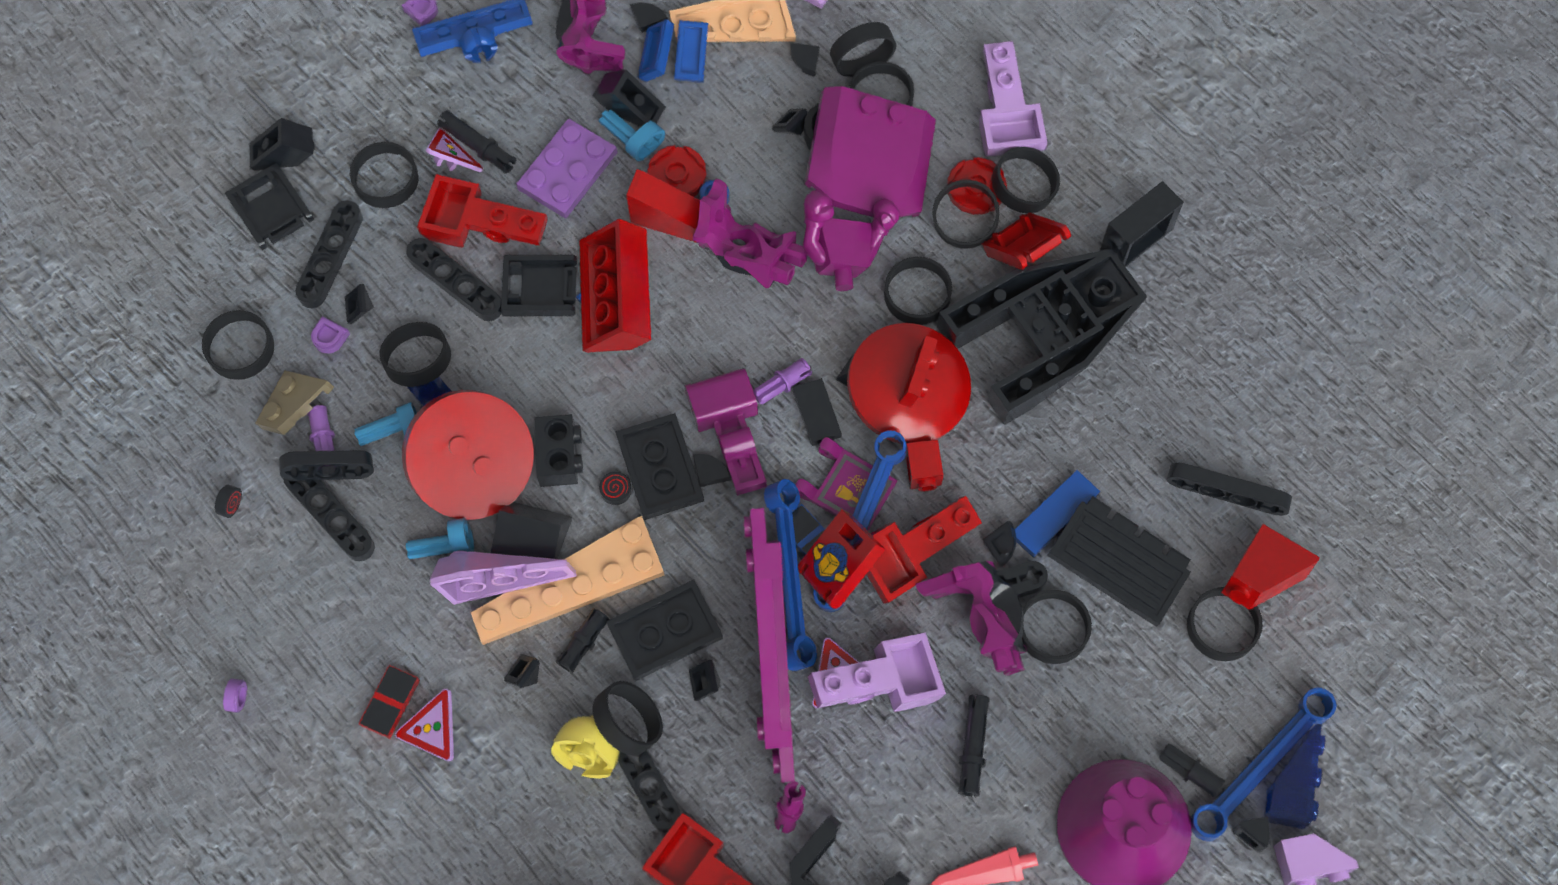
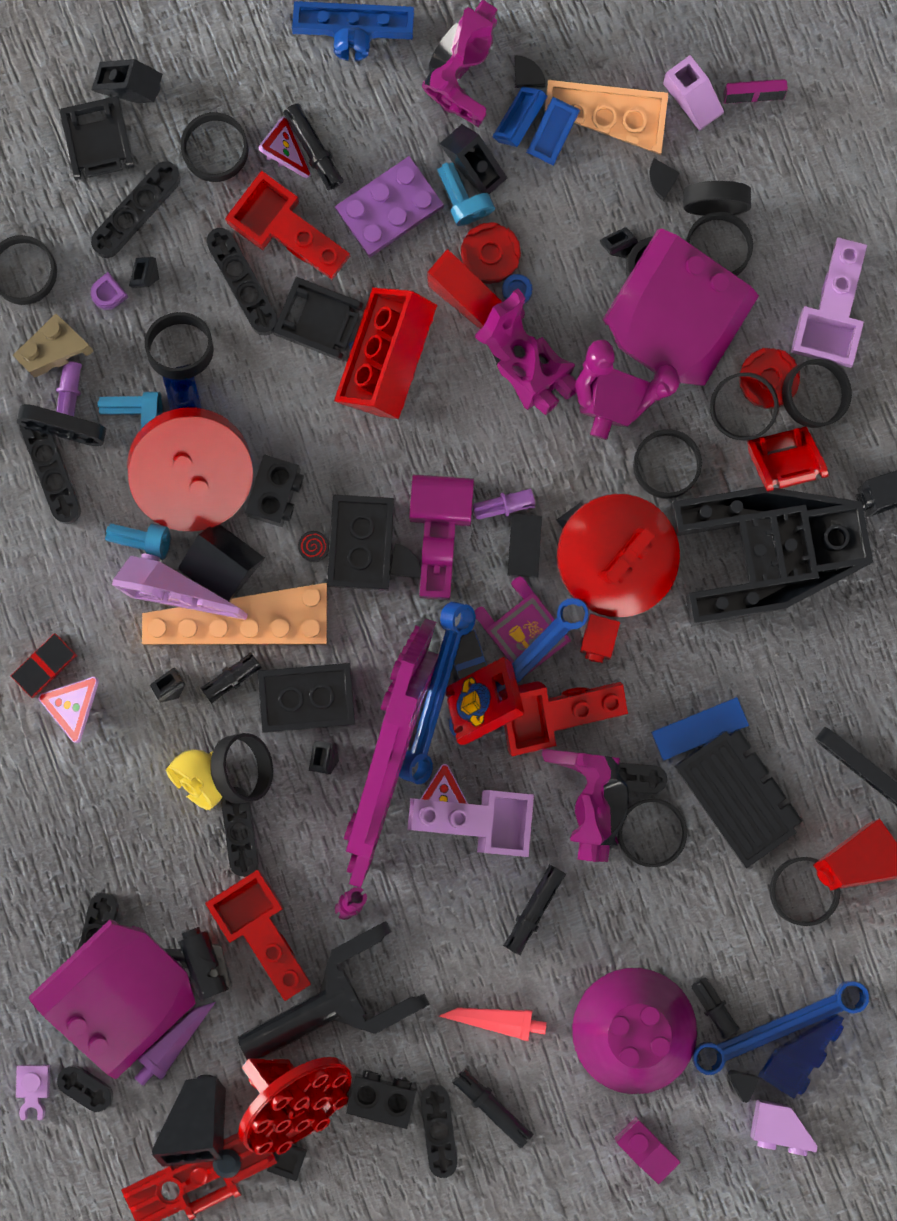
camera: 25 degrees right, 15 degrees up
(1002, 543) = (639, 738): black tile -> none

